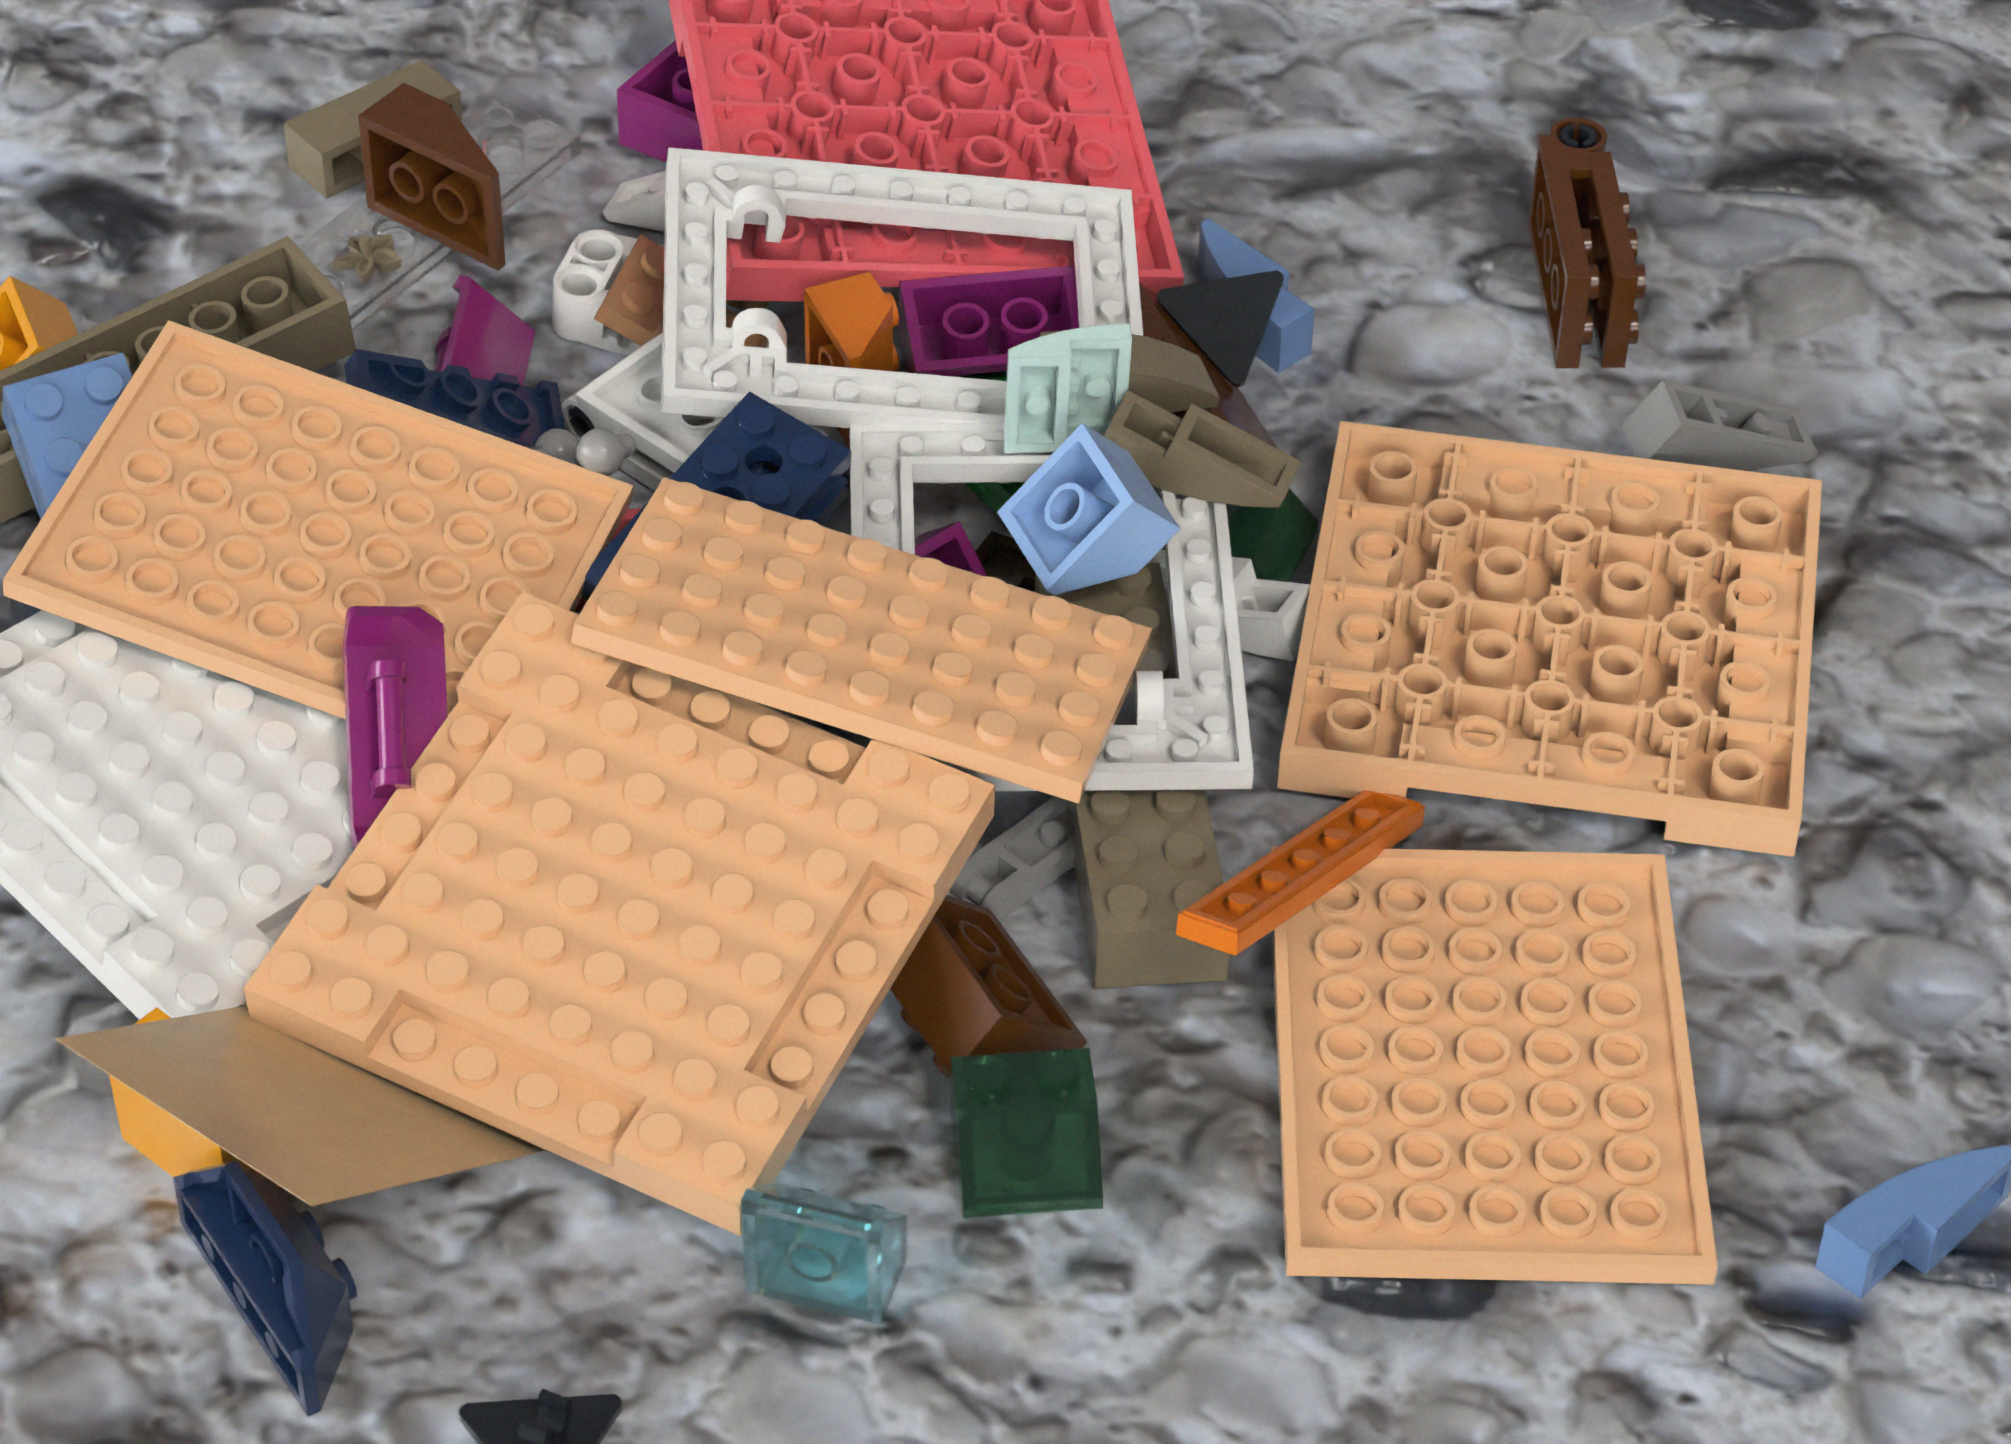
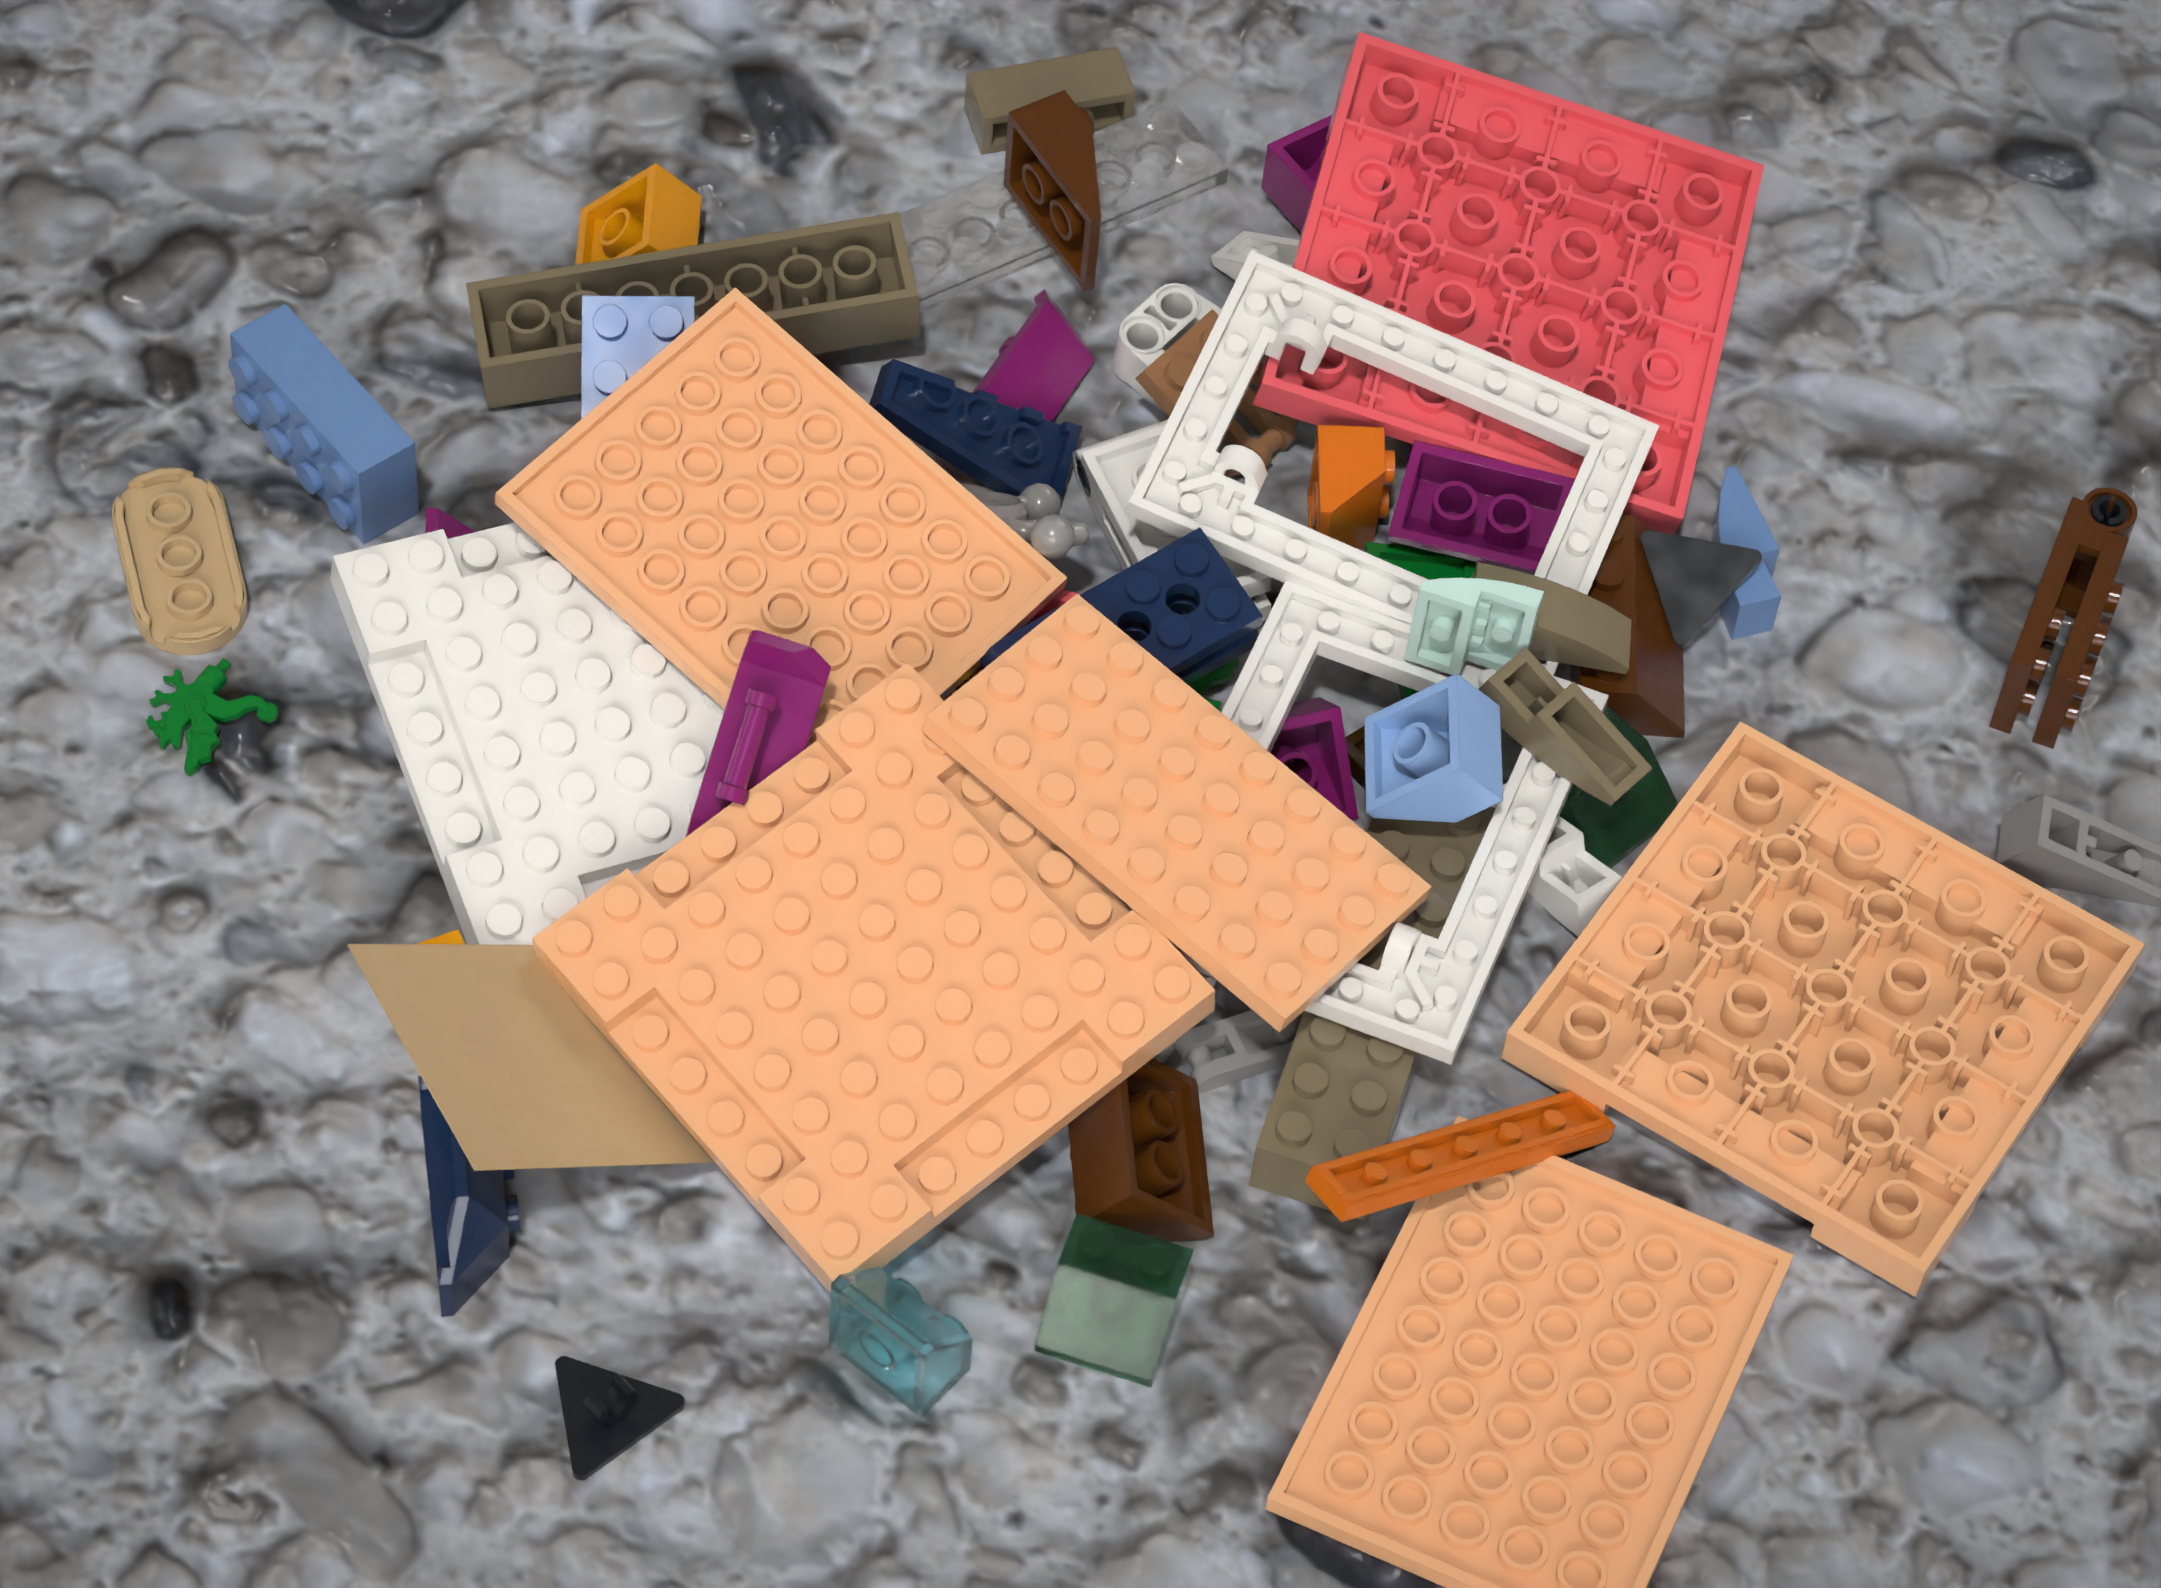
camera: 20 degrees right, 10 degrees up
(369, 256) = (978, 240): dark tan plant -> none

